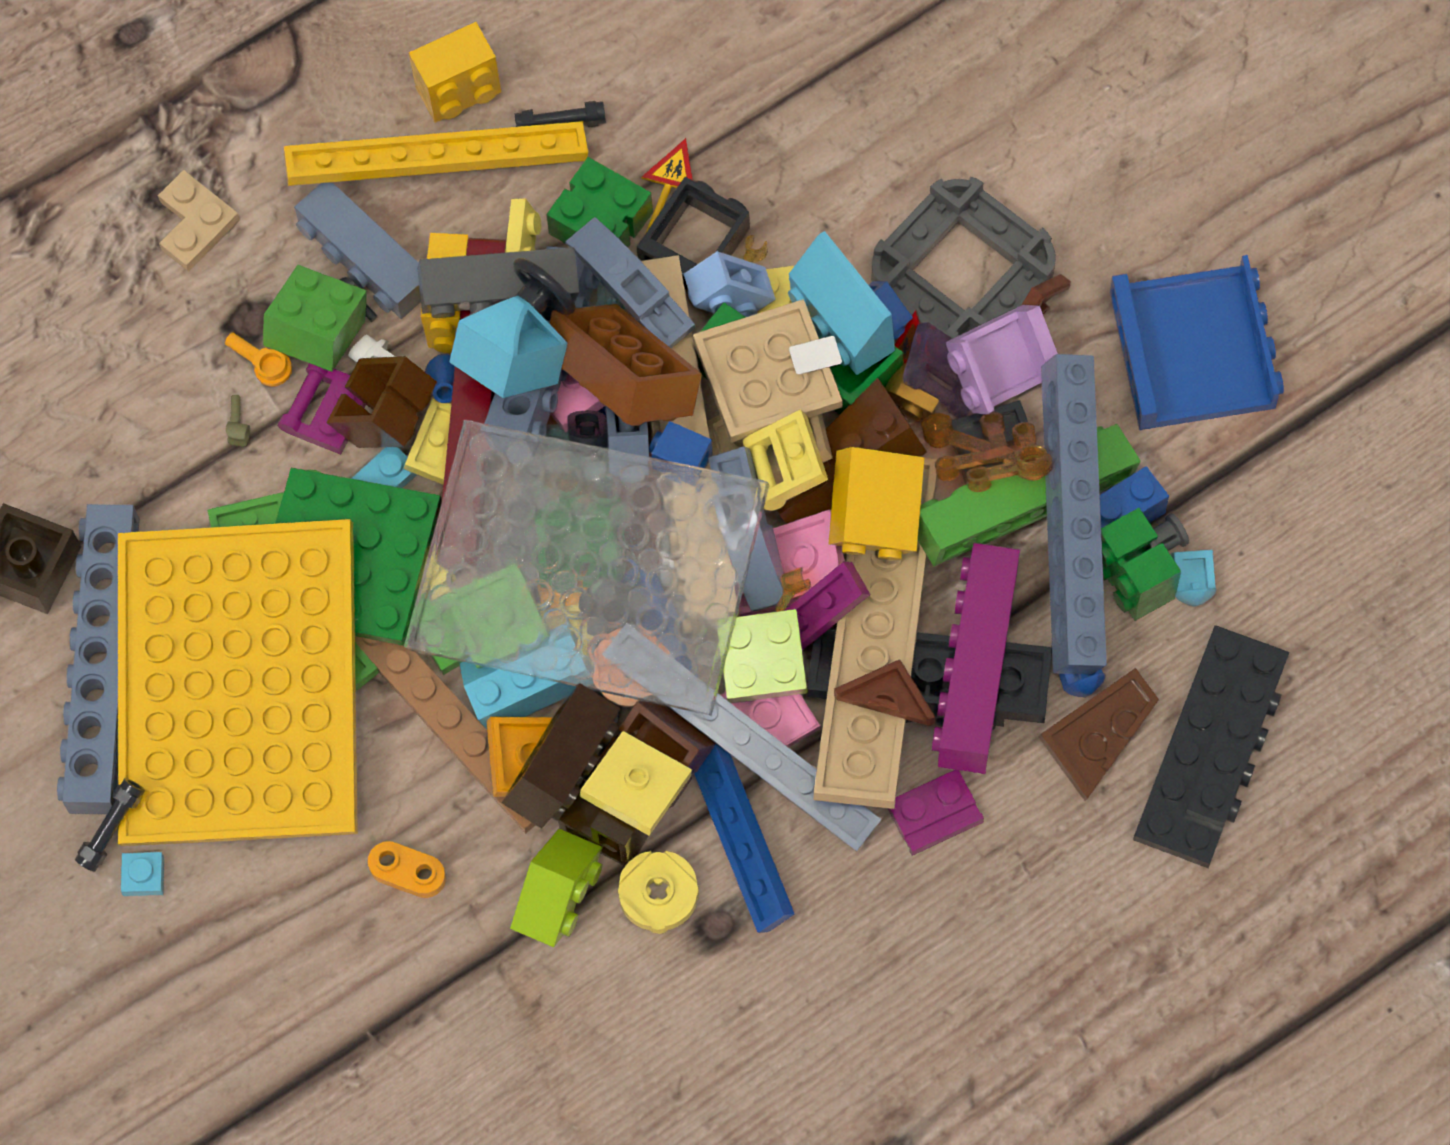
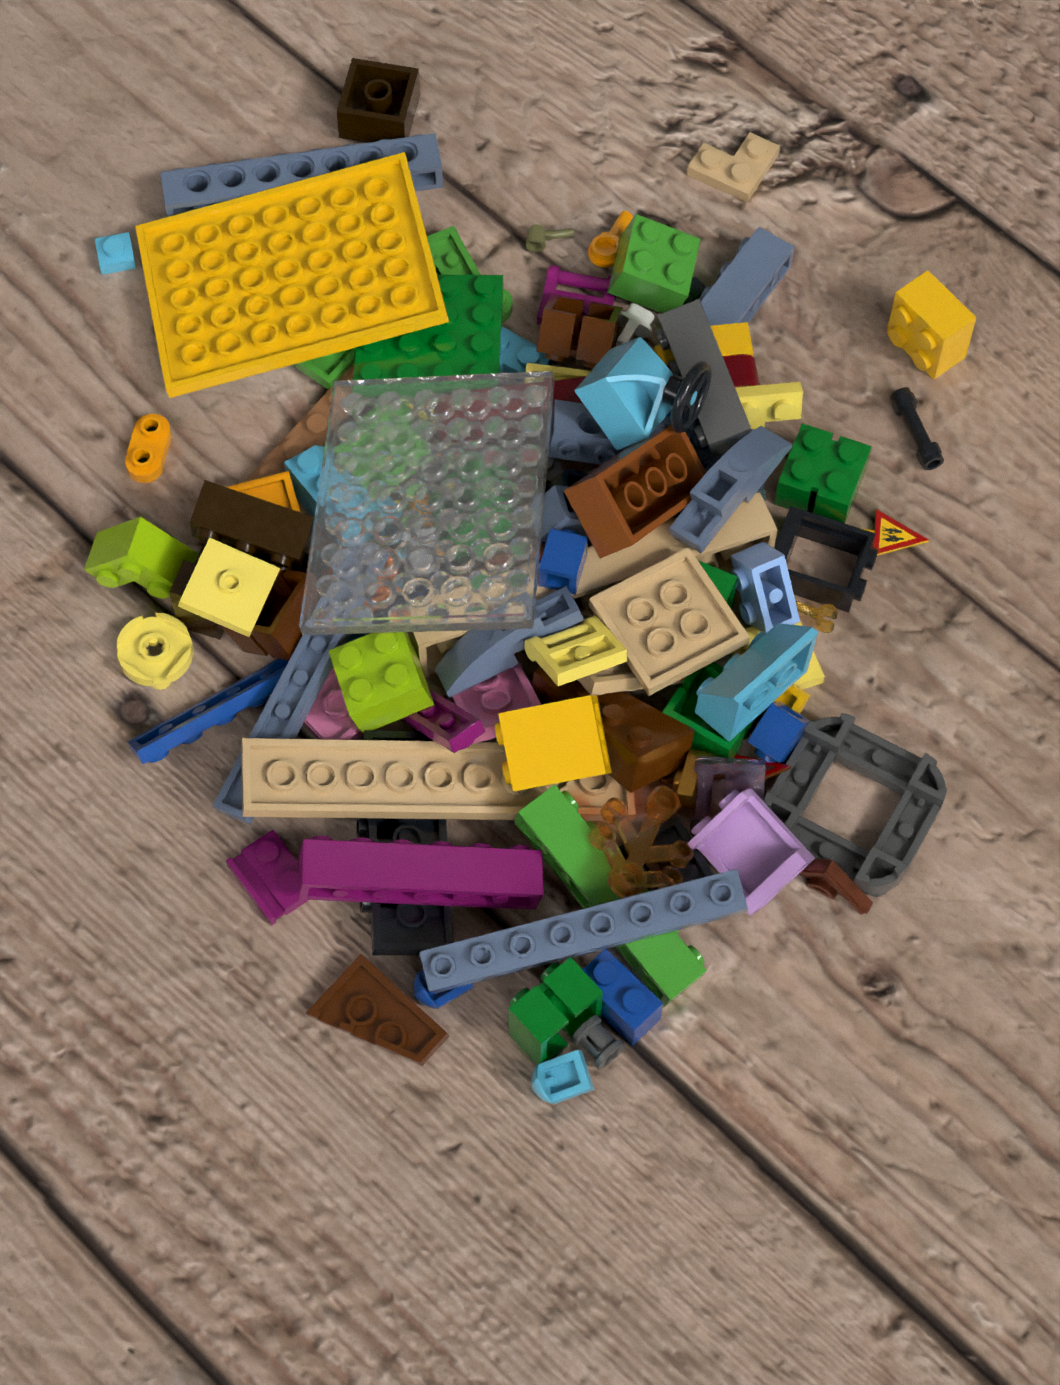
camera: 75 degrees right, 5 degrees down
(127, 796) = (171, 215): black bar -> none
(435, 153) = (844, 328): yellow plate -> none
(792, 584) = (458, 691): clear yellow hand -> none
(815, 355) = (691, 656): white sticker -> none
(888, 692) = (361, 791): copper tile -> none
(1196, 346) = (821, 1041): blue panel -> none
(1212, 747) = (384, 1128): black plate -> none

